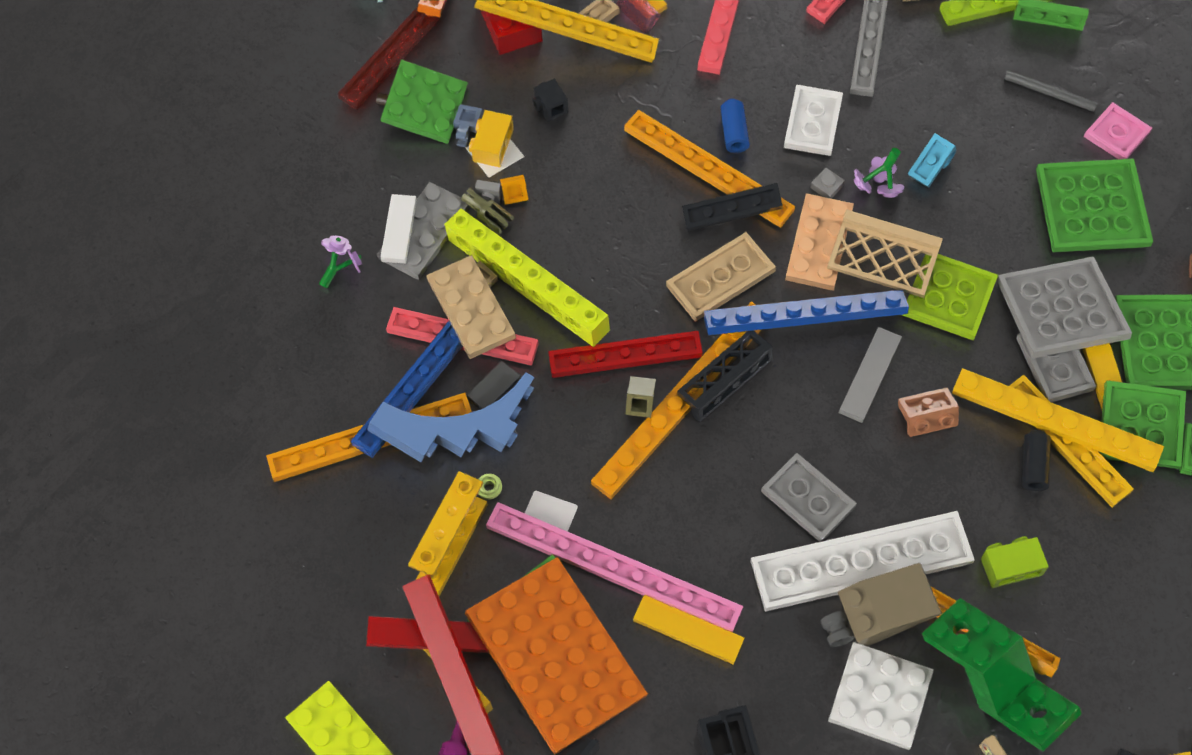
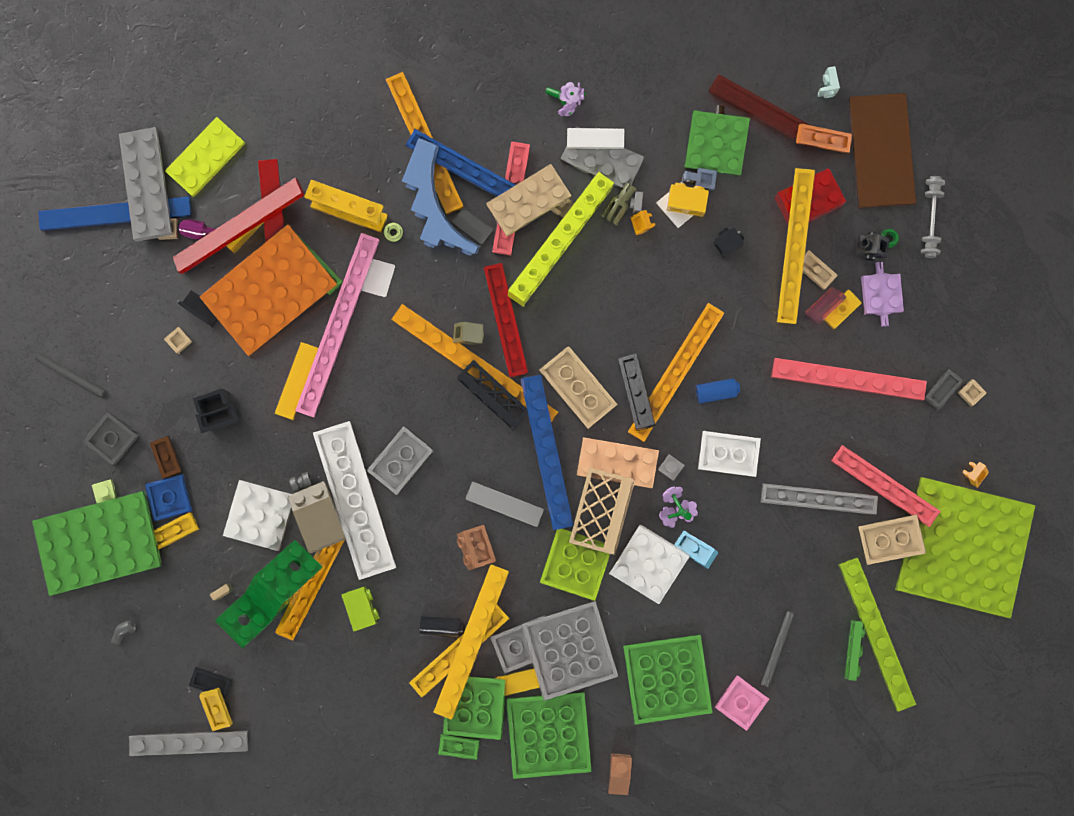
camera: 85 degrees right, 20 degrees up
(951, 210) = (649, 564): none -> white plate

